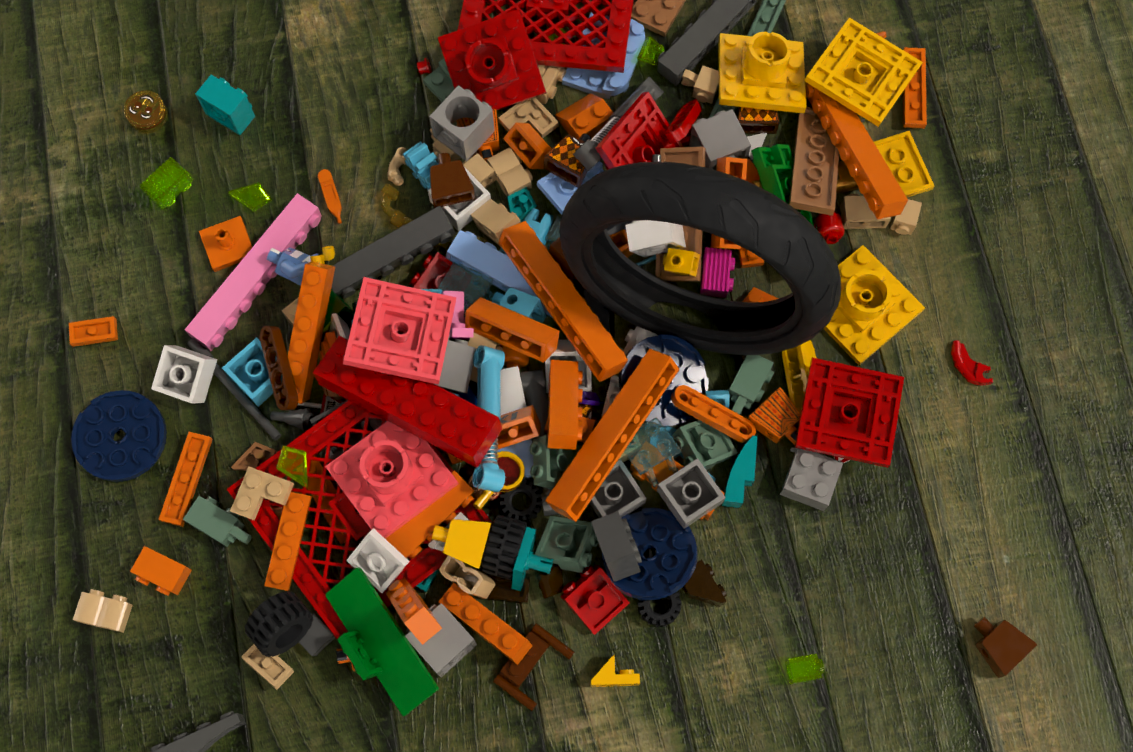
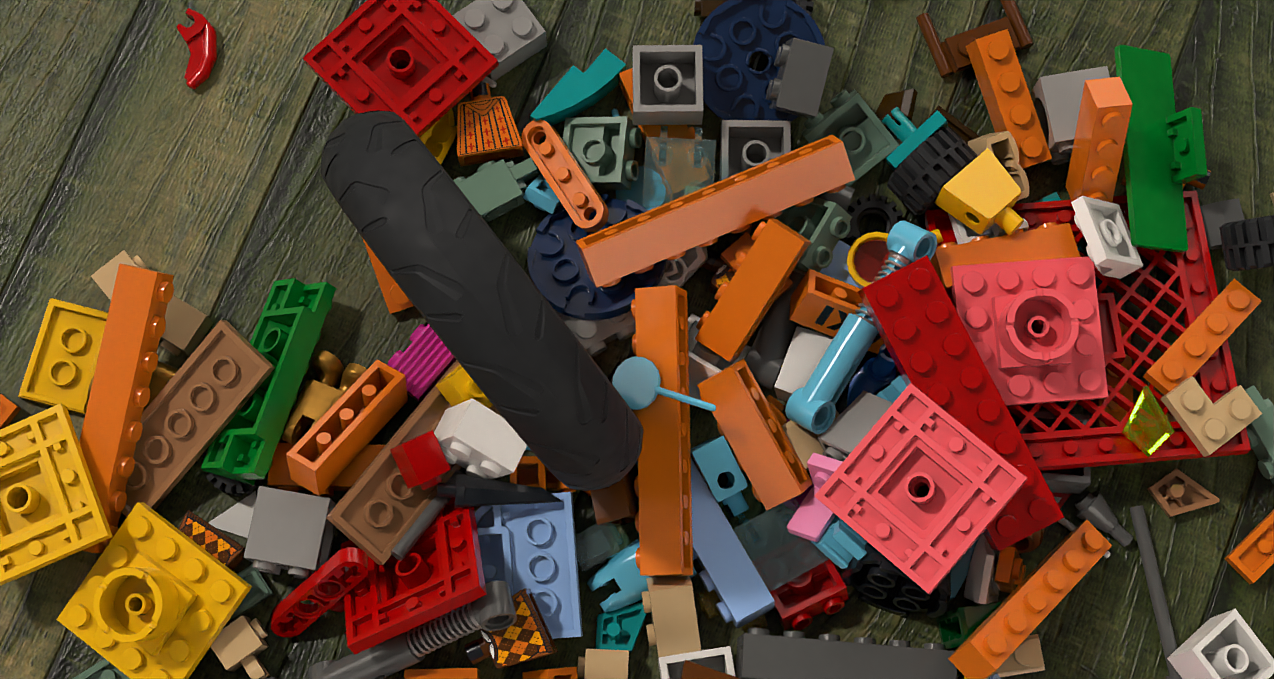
camera: 150 degrees left, 5 degrees up
(250, 372) = (1121, 606): medium azure brick -> none
(284, 392) = (1087, 612): reddish brown beam -> none
(589, 310) = (639, 385): none -> medium azure piece
(593, 399) = (696, 295): dark purple piece -> none
(594, 598) = (860, 57): red plate -> none
(749, 259) = (361, 354): orange tile -> none
(830, 227) = (239, 316): red head -> none
(870, 306) = (257, 237): yellow piece -> none

